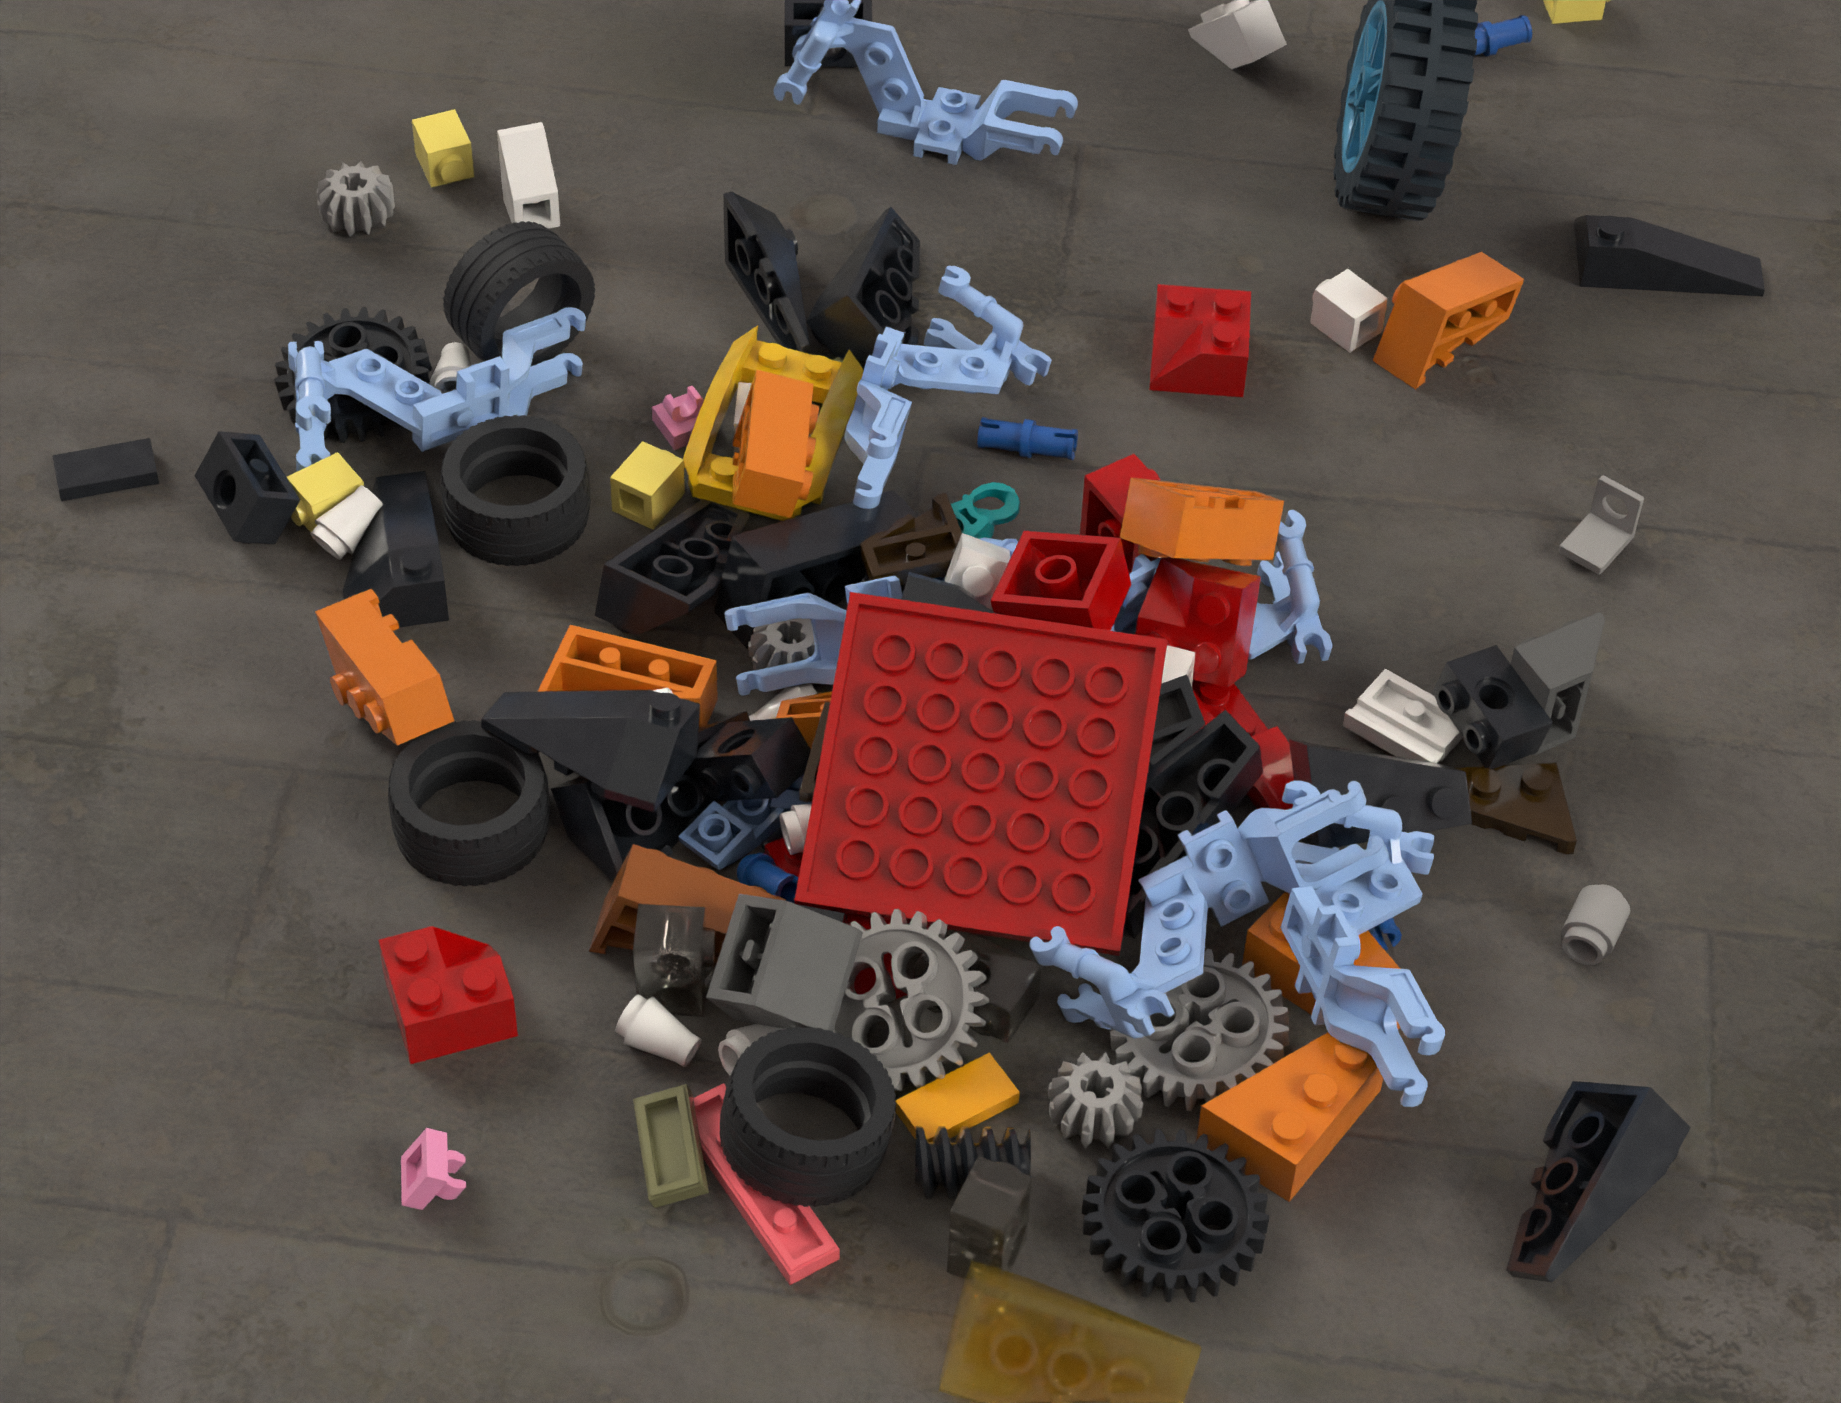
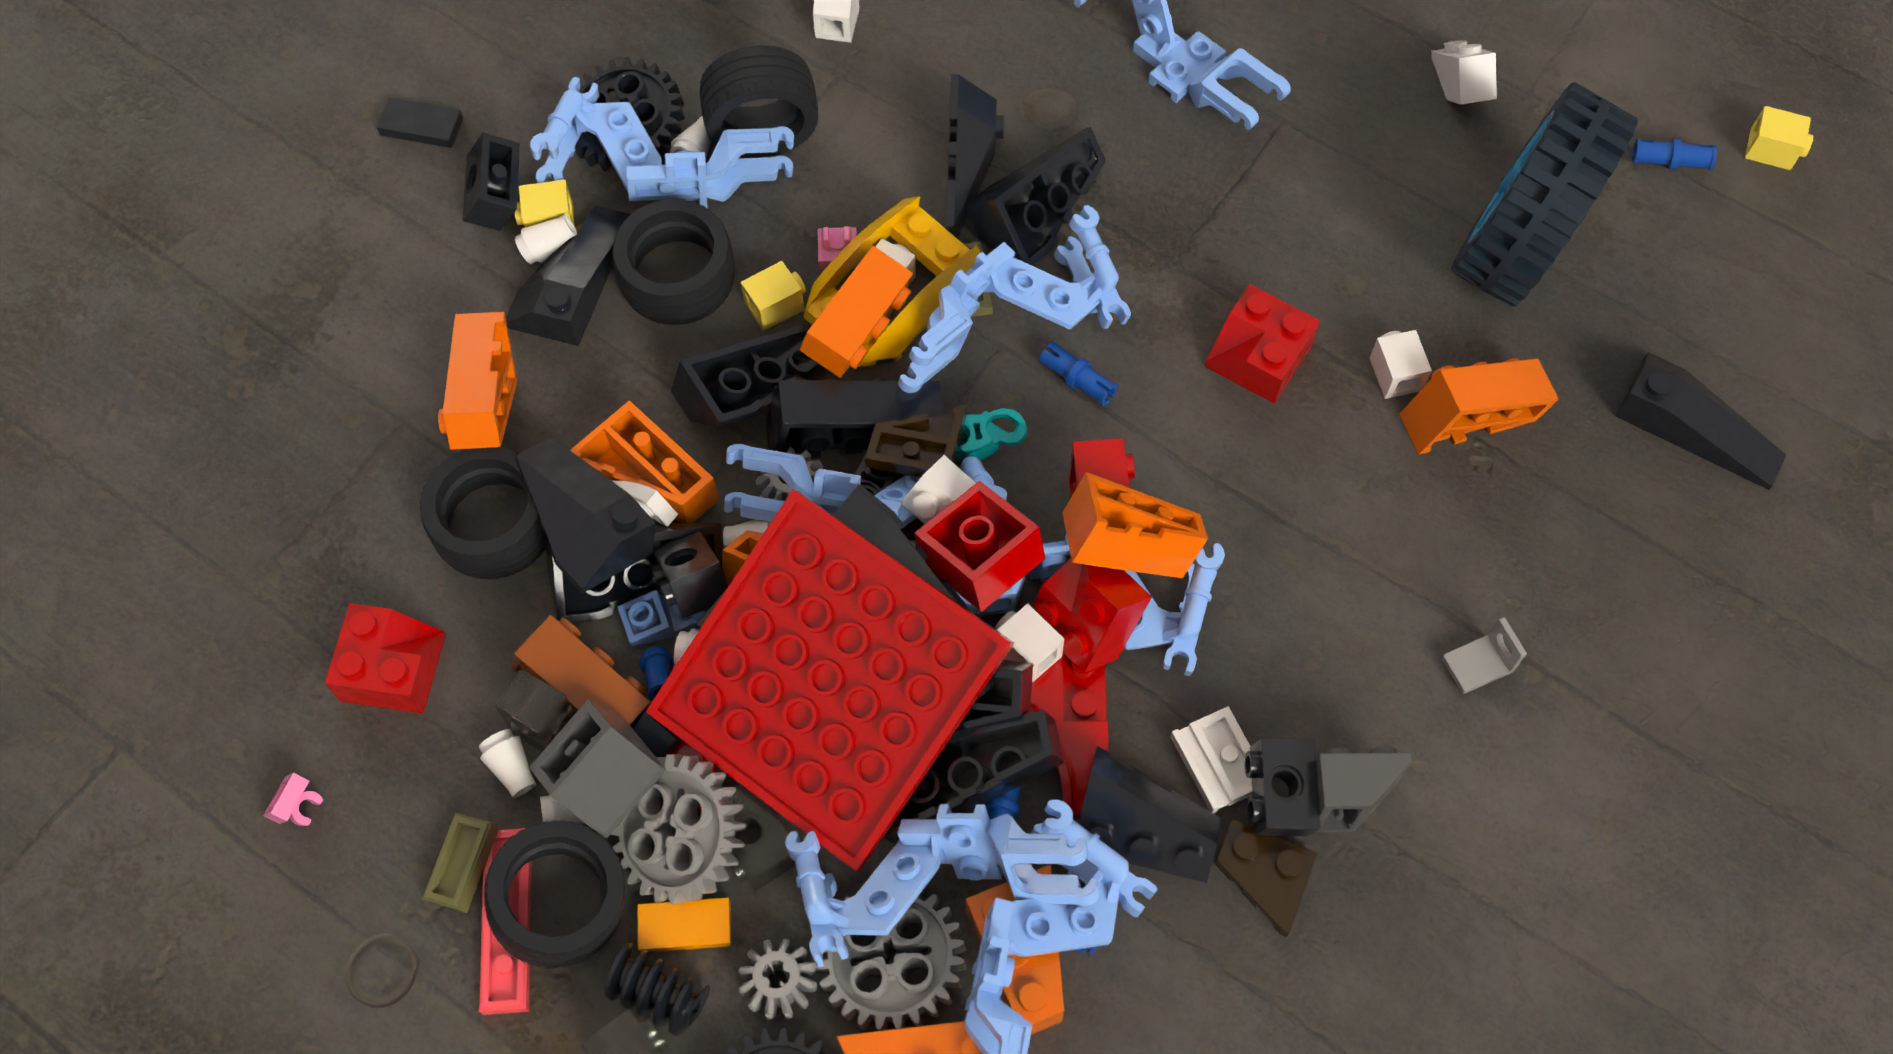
camera: 30 degrees right, 15 degrees up
(1594, 924) = (1256, 1016): light grey brick -> none

